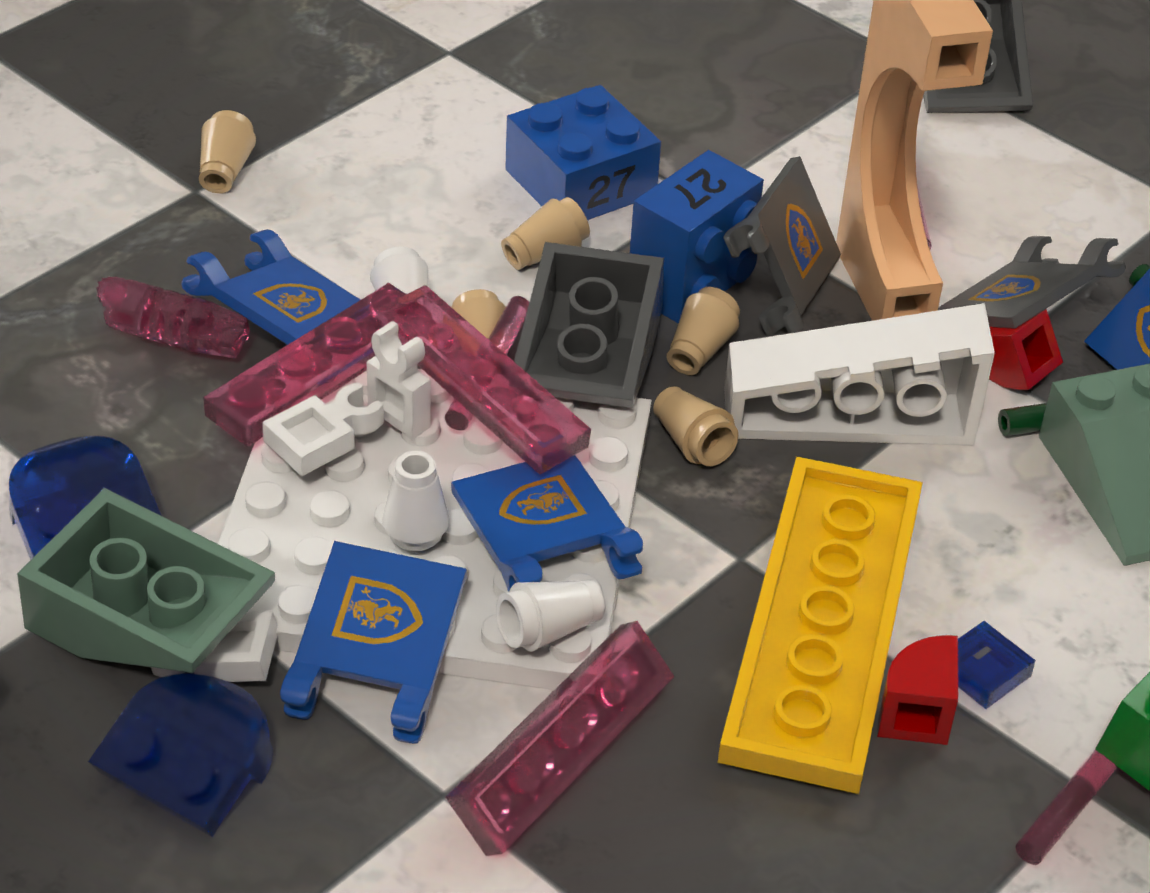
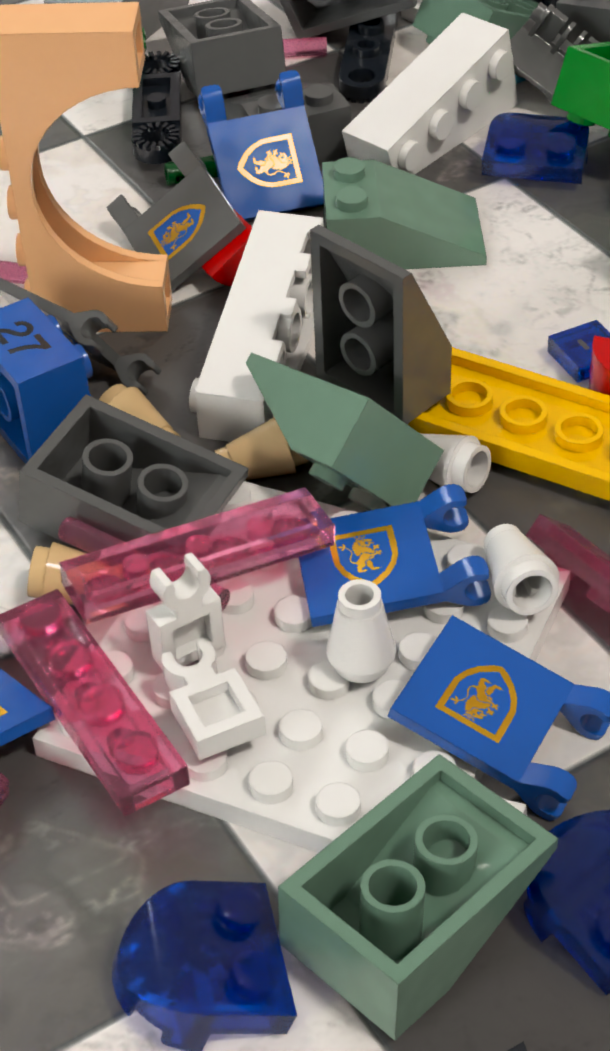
camera: 70 degrees left, 0 degrees up
(701, 451) = (346, 436): none -> sand green slope
(732, 564) = (462, 462): none -> white cone
(828, 427) = (375, 328): none -> dark grey slope

